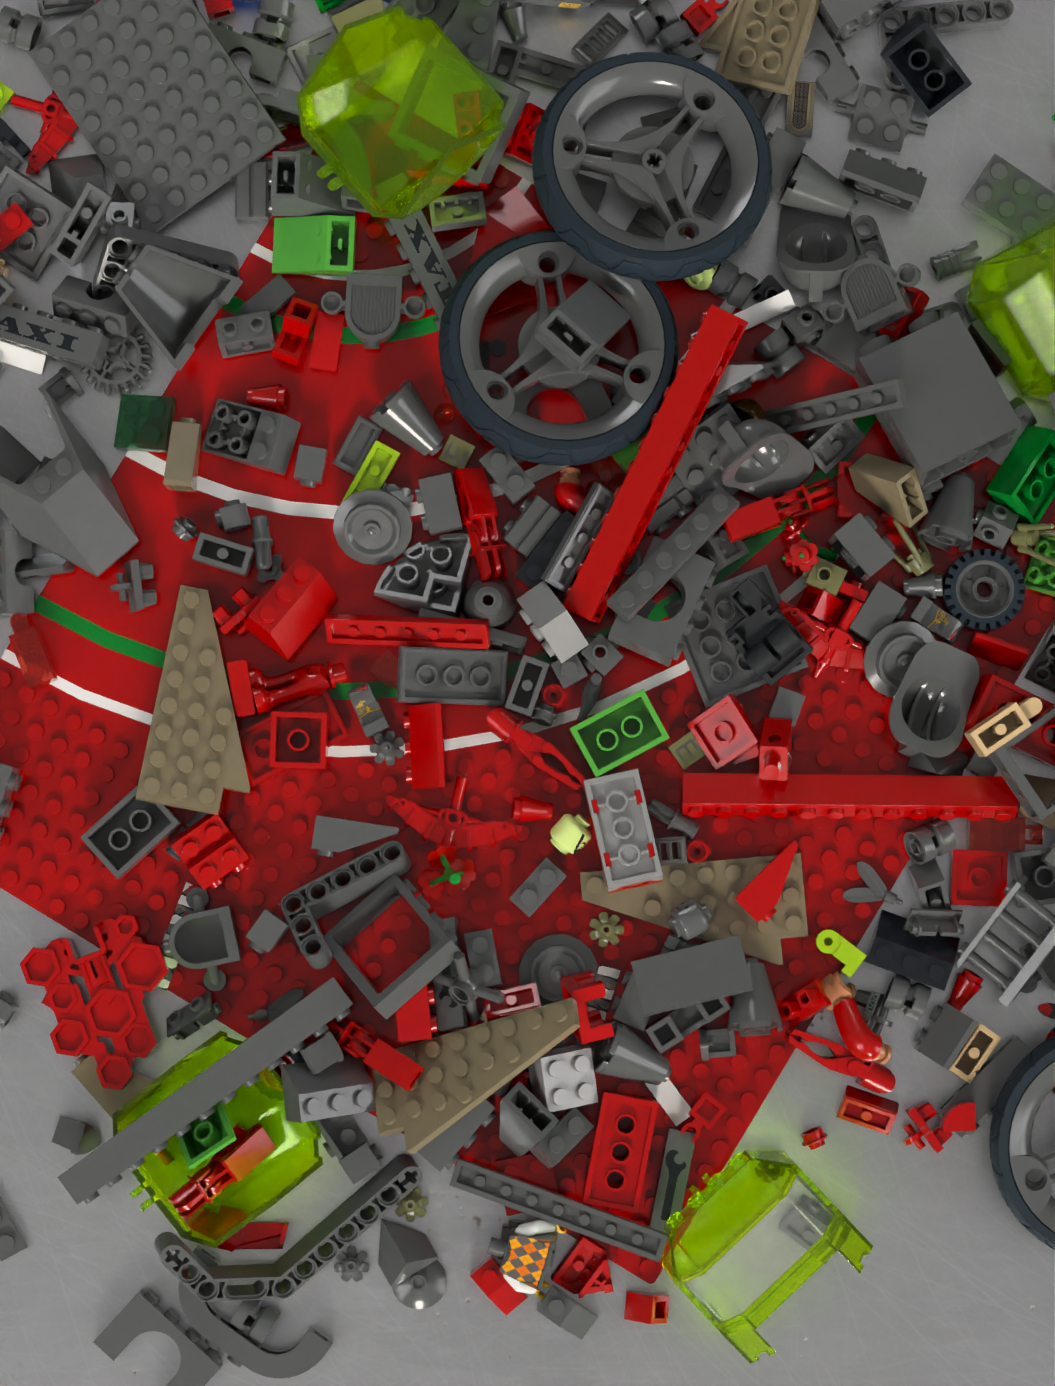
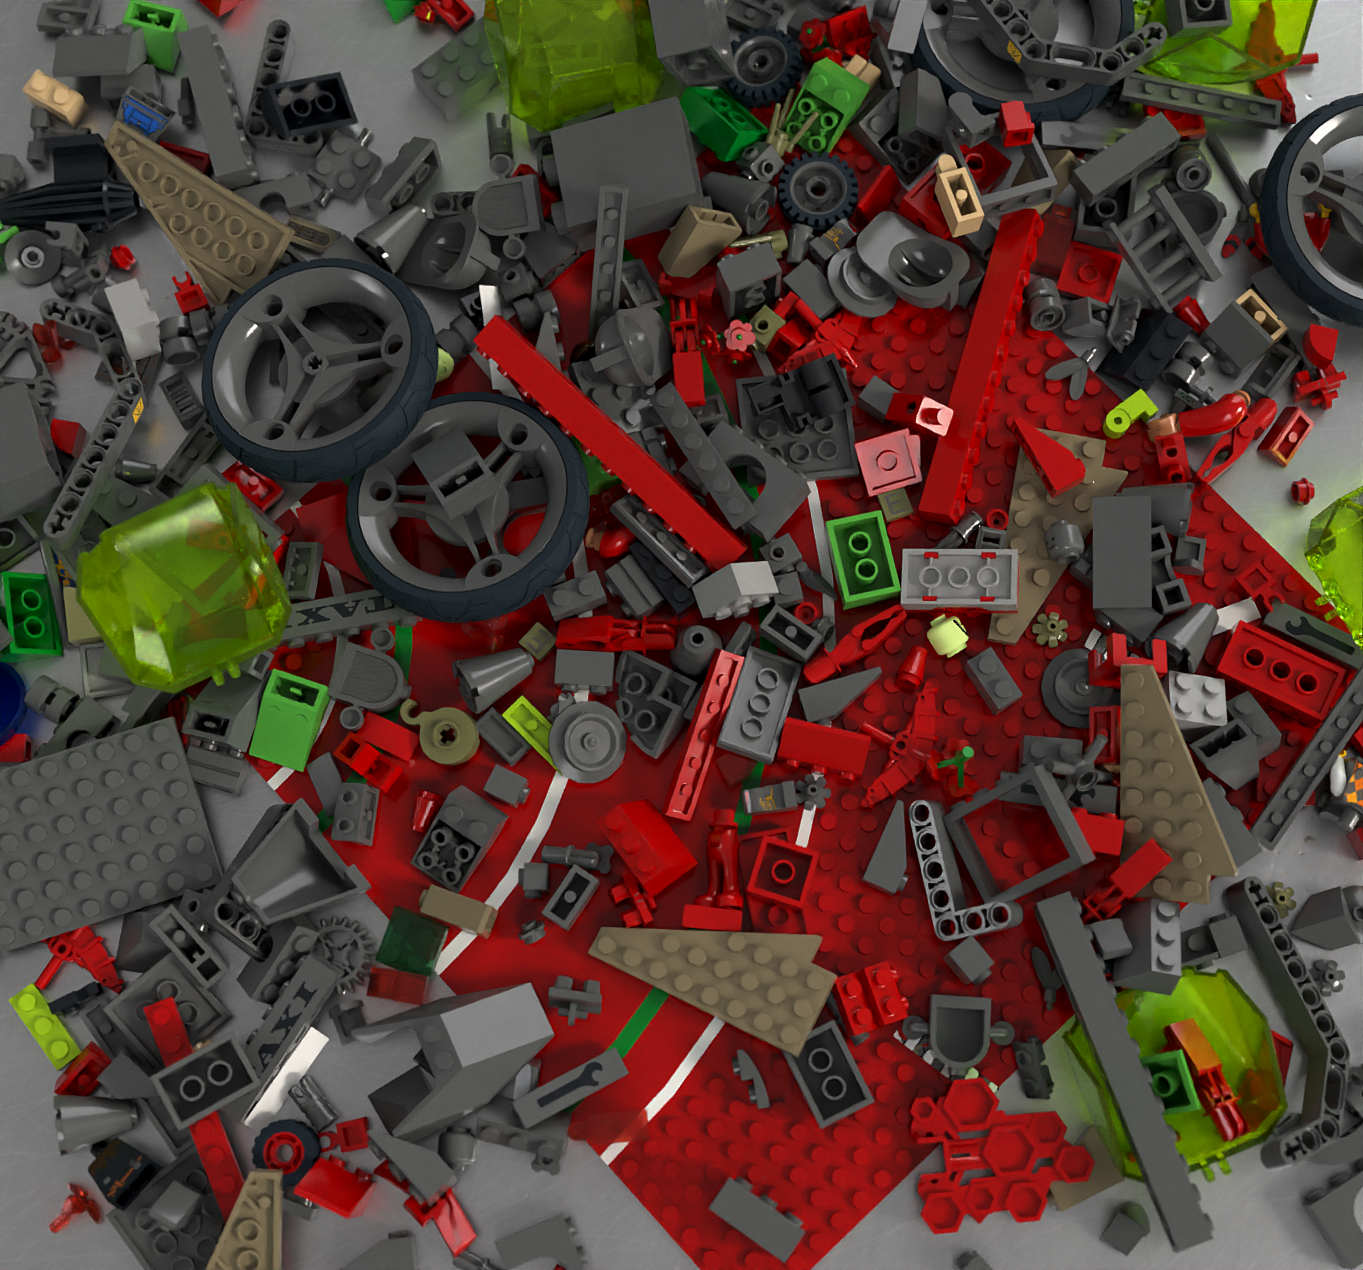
camera: 75 degrees left, 10 degrees down
(54, 604) = (569, 1088): none -> dark grey tile
(101, 421) = (397, 986): none -> clear red brick
(116, 759) = (747, 1070): none -> dark grey slope
(344, 381) = (433, 729): none -> olive piece
(476, 739) = (829, 699): none -> dark grey slope
(925, 1079) = (1271, 373): none -> dark grey hinge

